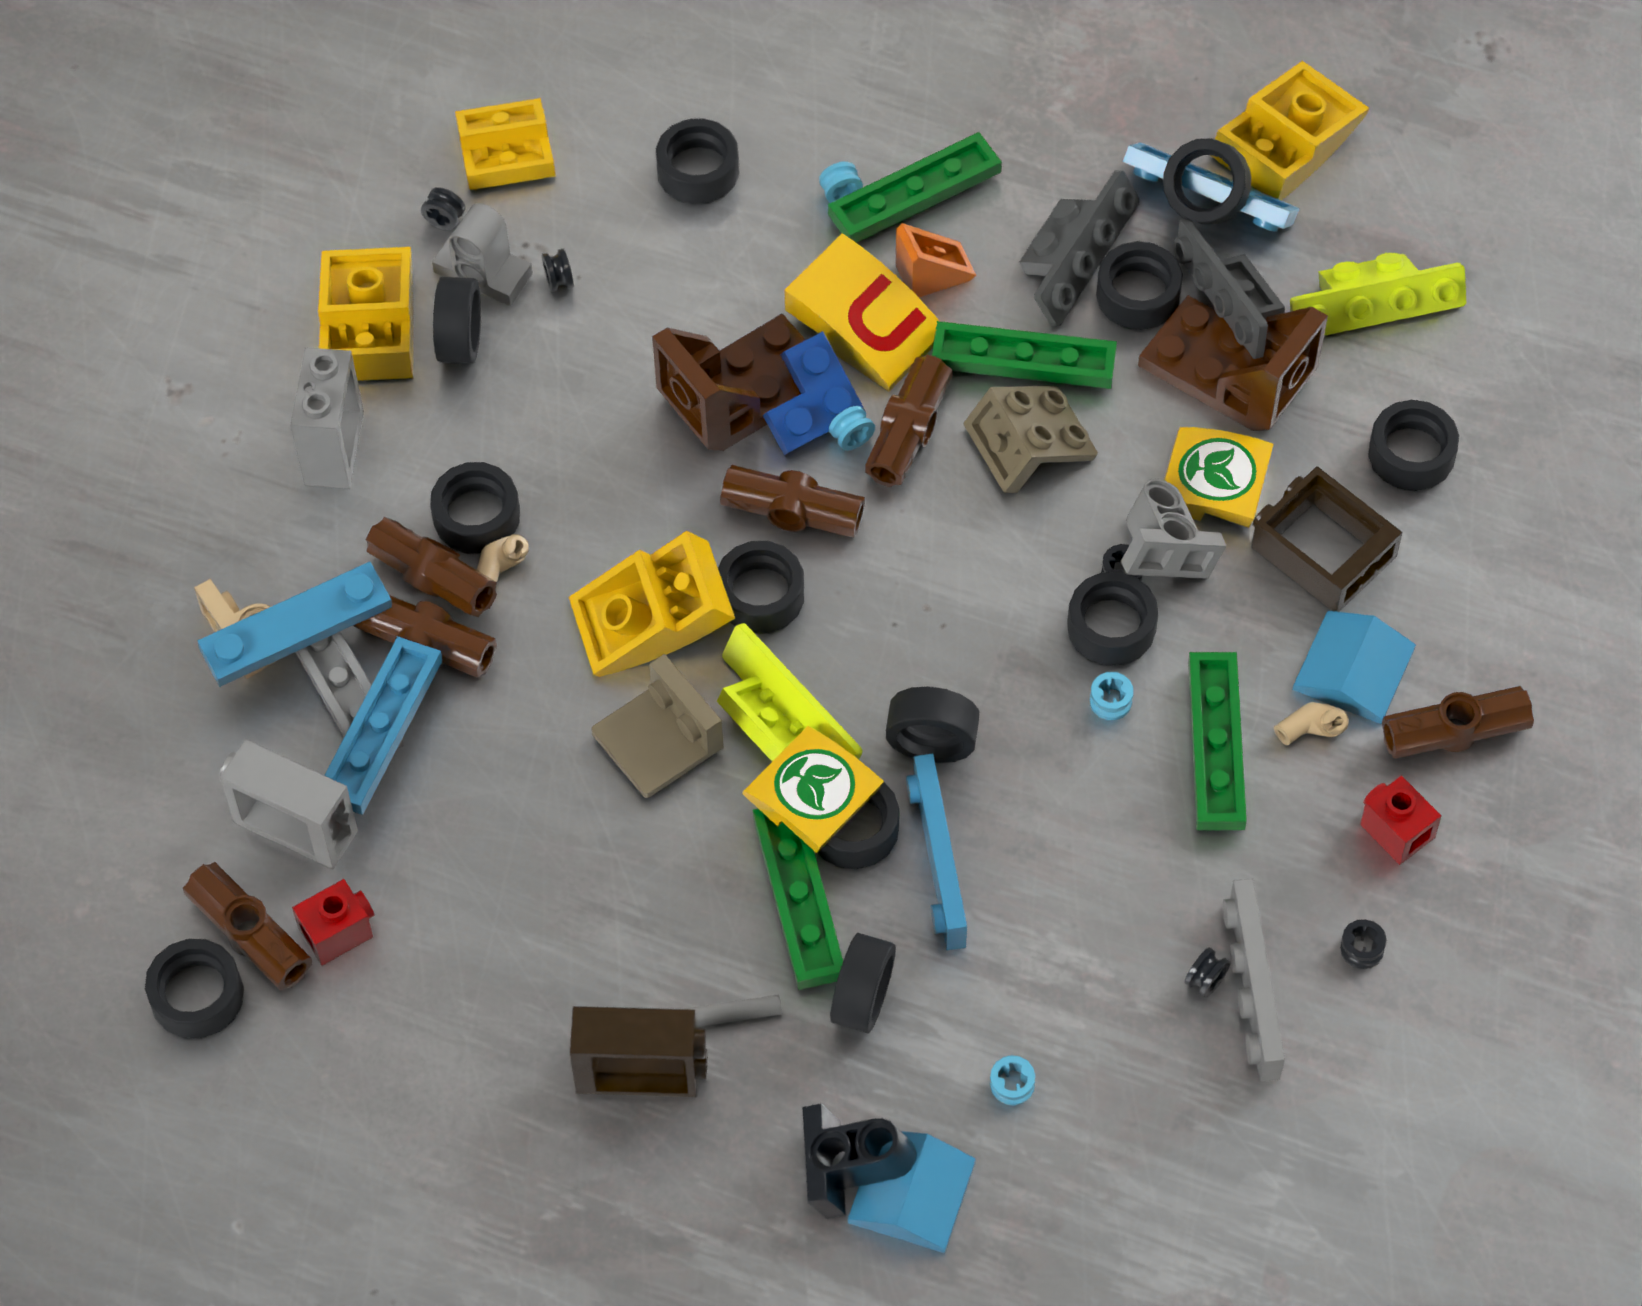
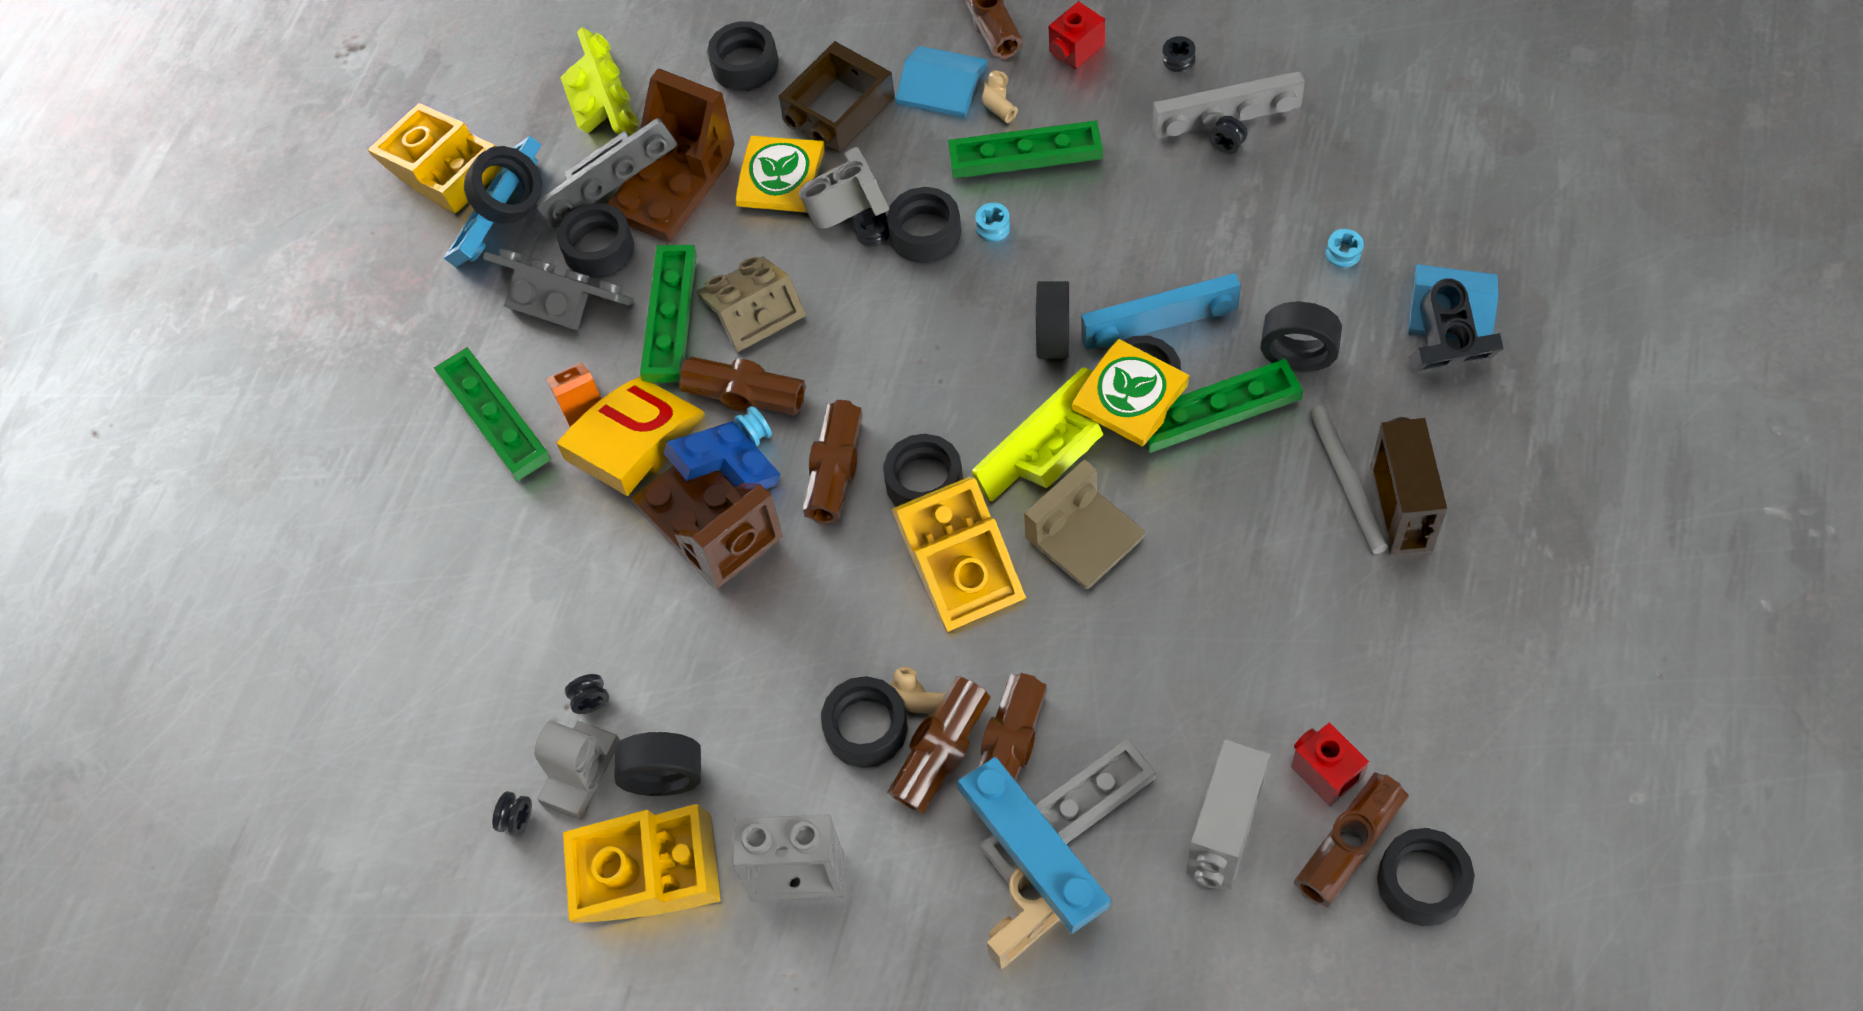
camera: 90 degrees left, 0 degrees up
(383, 719) = (1123, 752): dark azure plate -> none
(505, 144) = (427, 774): yellow slope -> none
(697, 134) = (444, 568): black tyre -> none
(840, 180) = (485, 470): medium azure bush -> none

